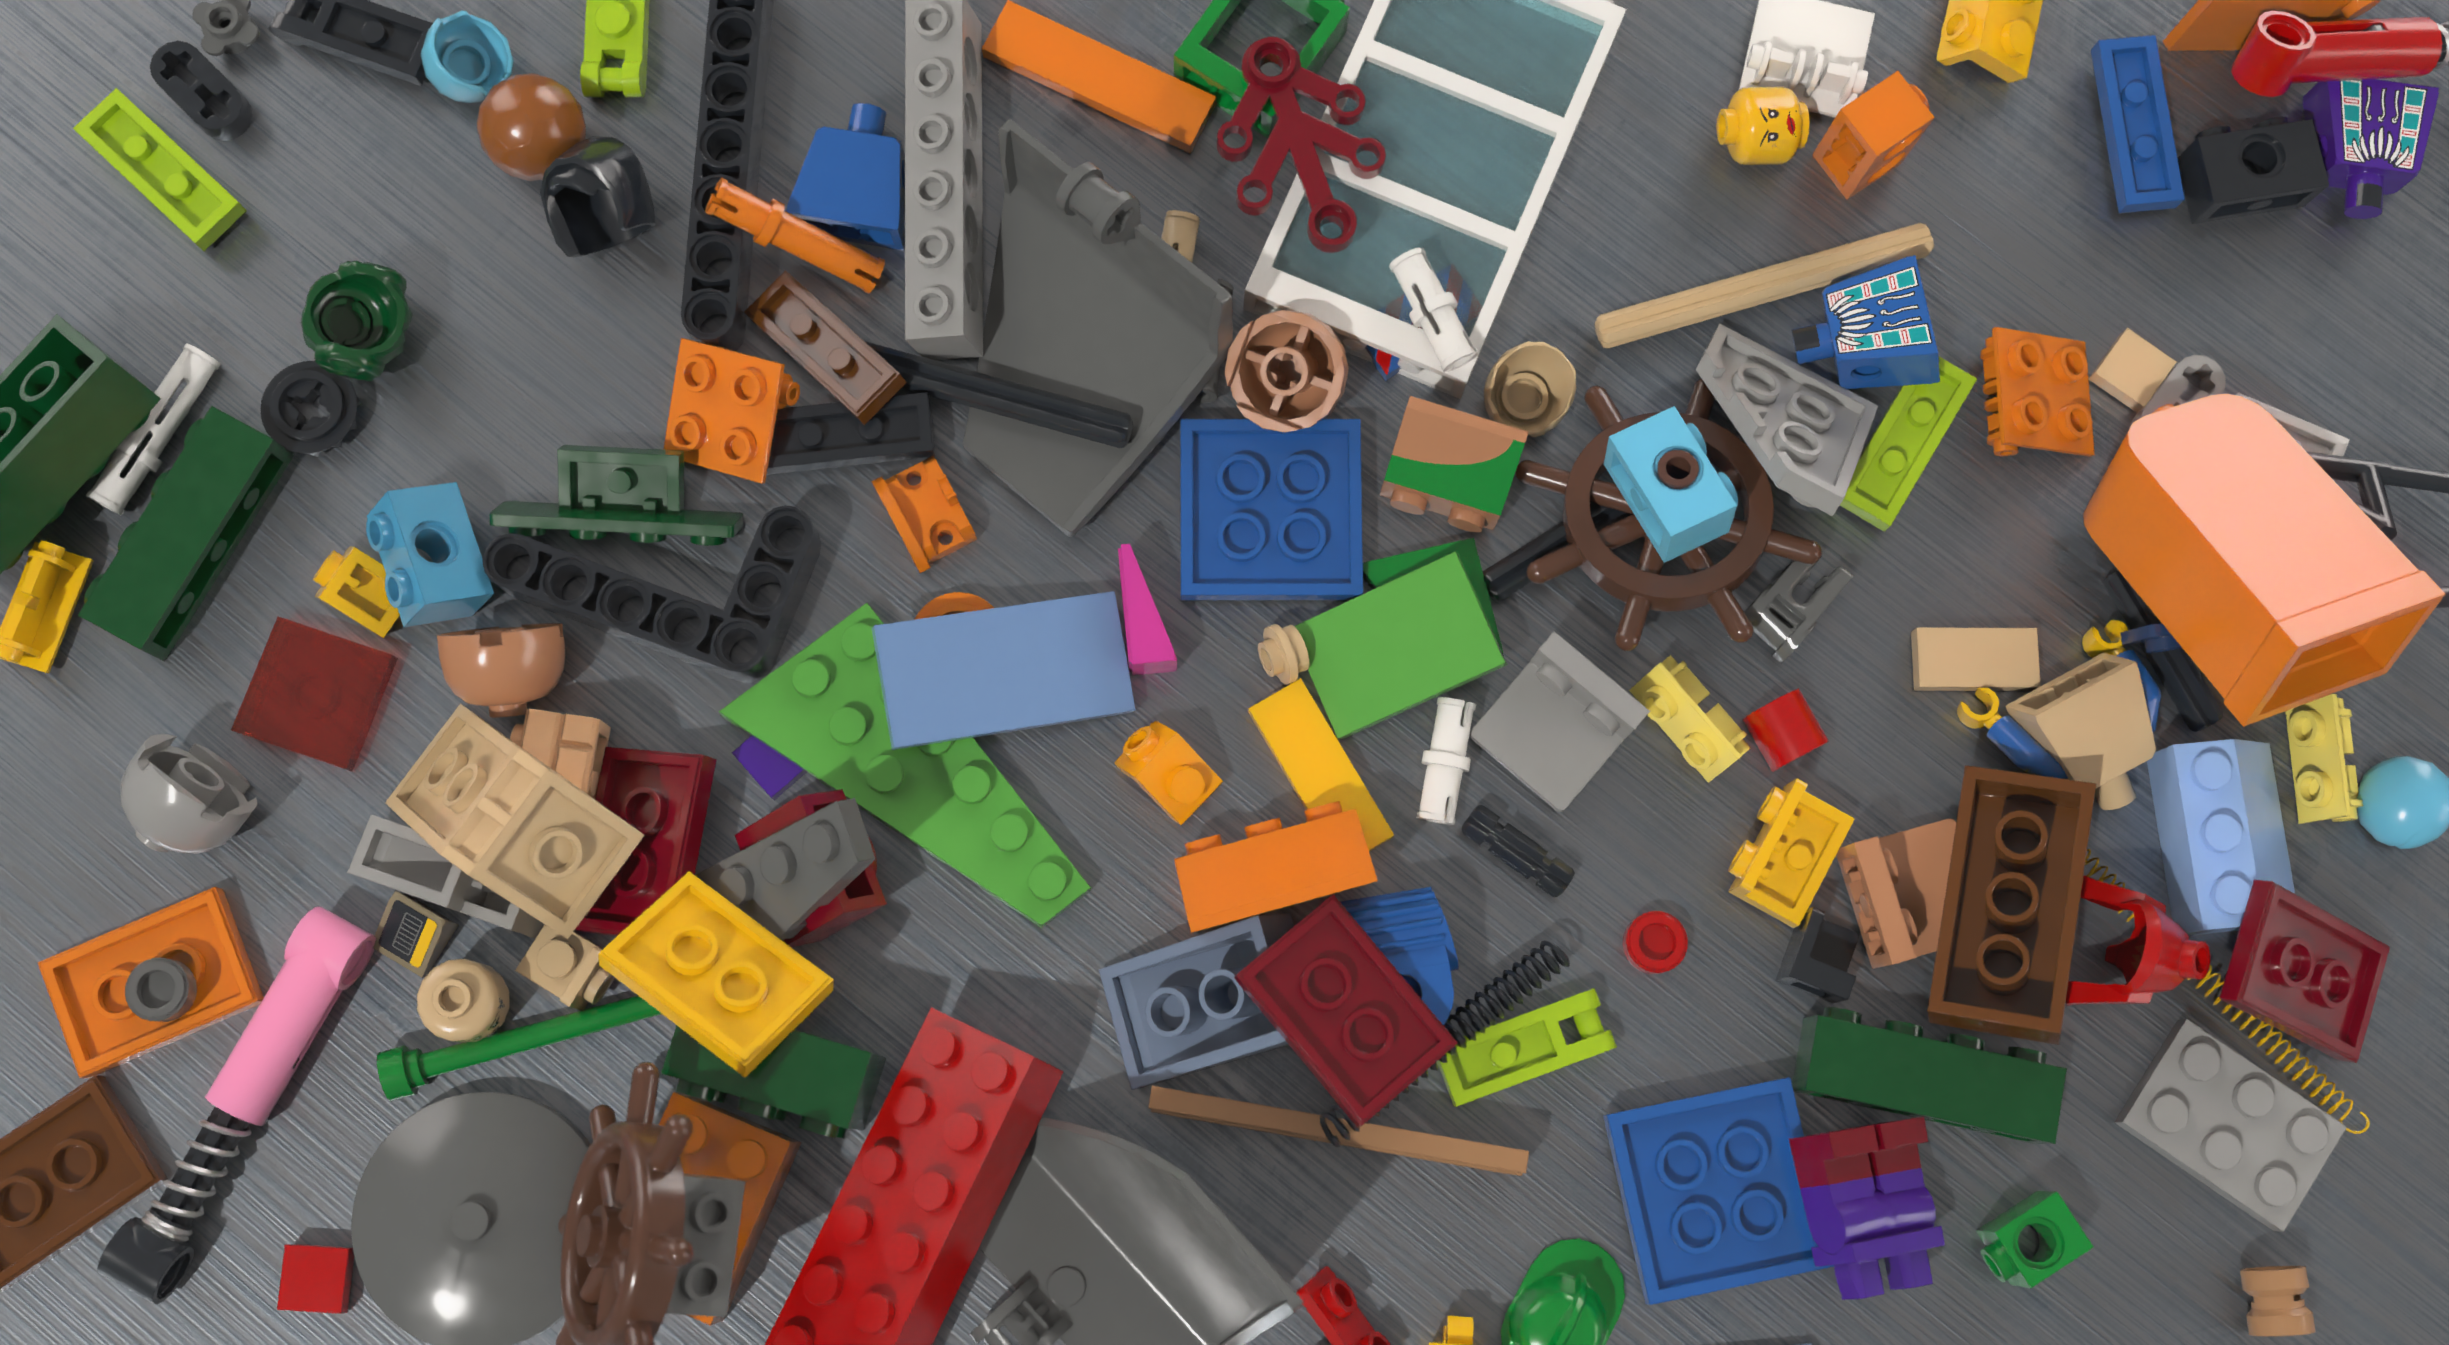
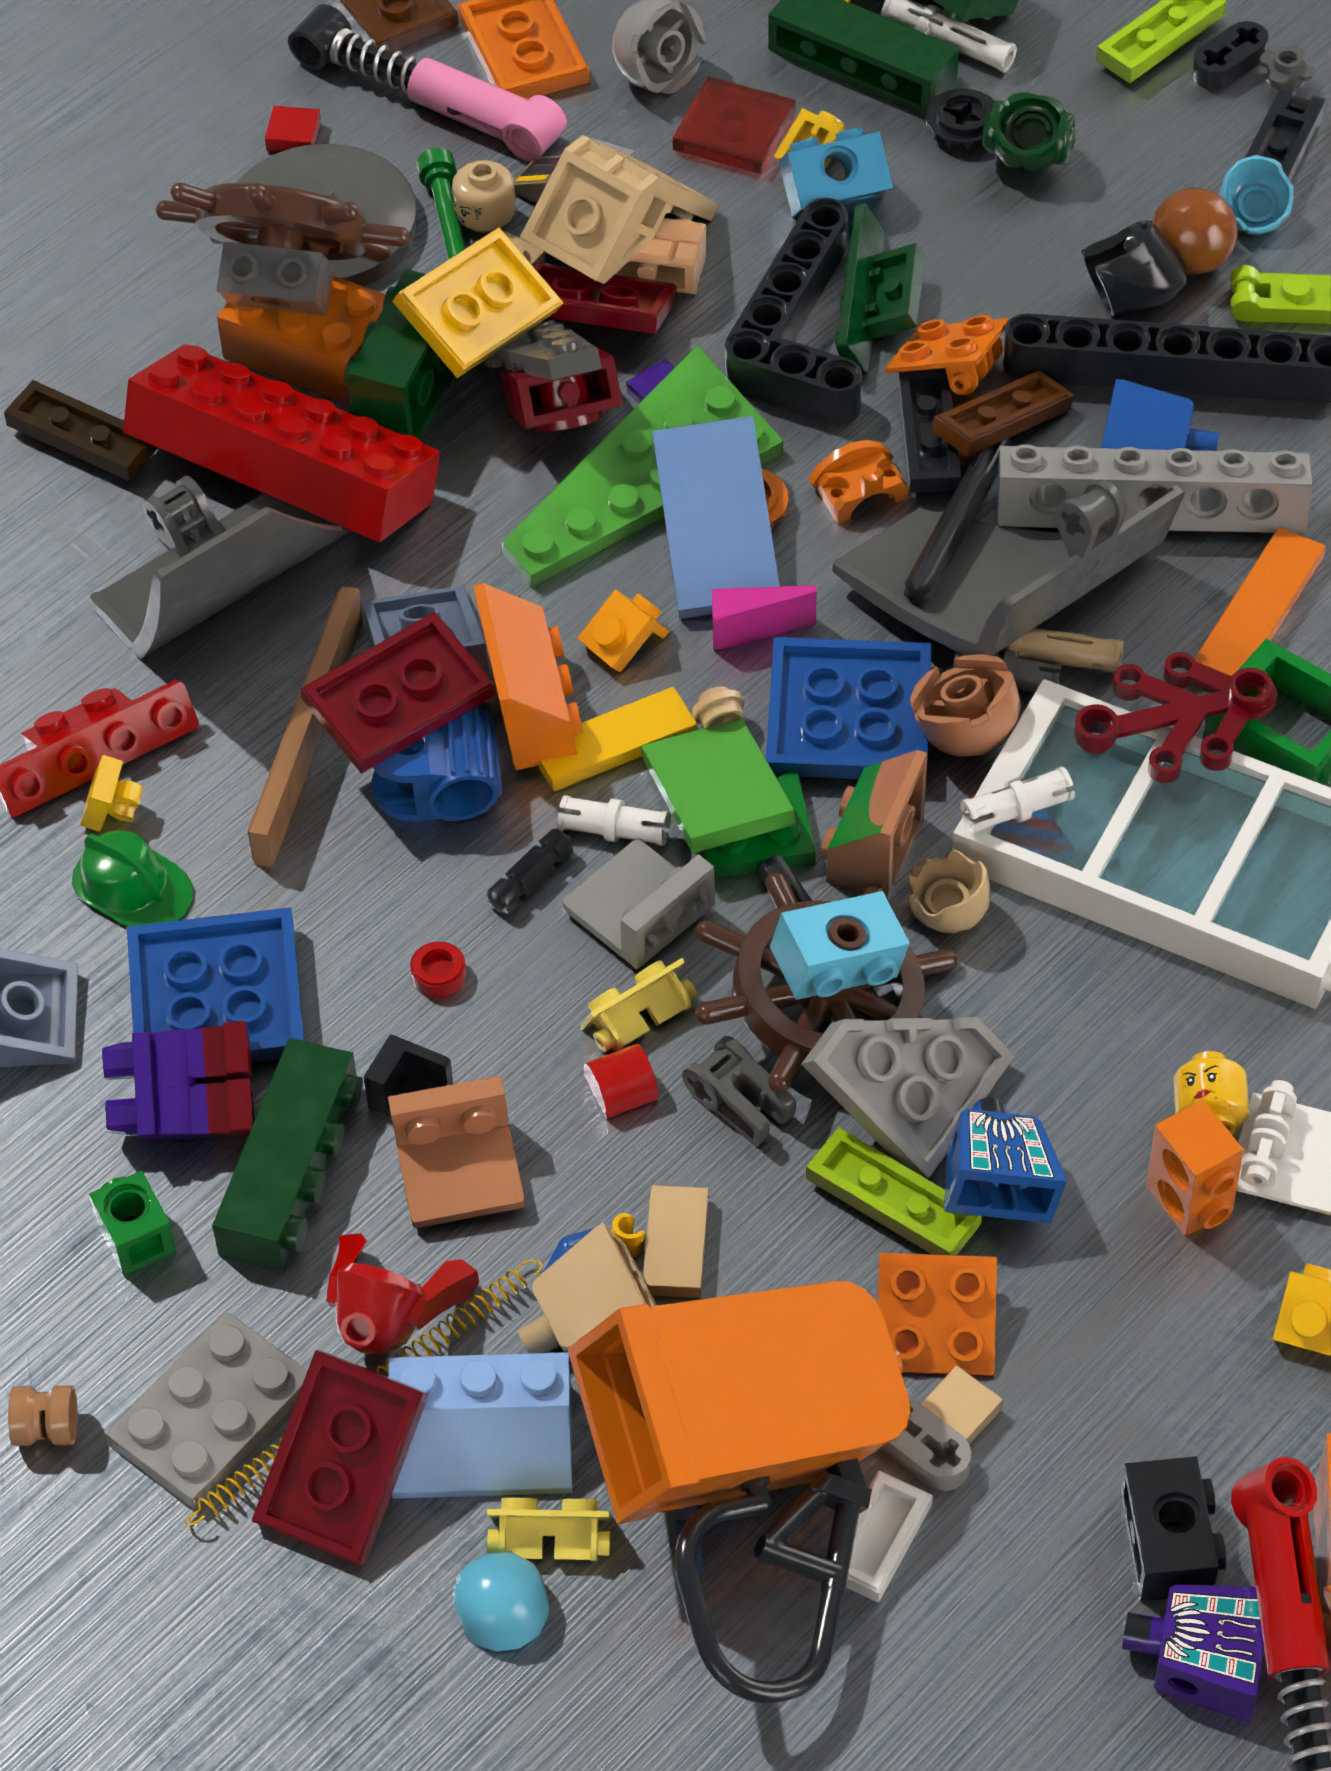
camera: 100 degrees right, 25 degrees down
(160, 990) = (514, 38): dark grey tile -> none
(503, 665) = (744, 214): nougat cylinder -> none
(775, 226) = (1103, 368): orange pin -> none
(1486, 1015) = (387, 809): black piece -> none
(1525, 1048) = (358, 860): lime plate -> none
(1761, 286) = (1055, 1102): tan axle -> none
(1790, 852) = (528, 1059): yellow bracket -> none
(2011, 904) = (430, 1198): reddish brown brick -> none
(2137, 124) = (1224, 1430): blue plate -> none

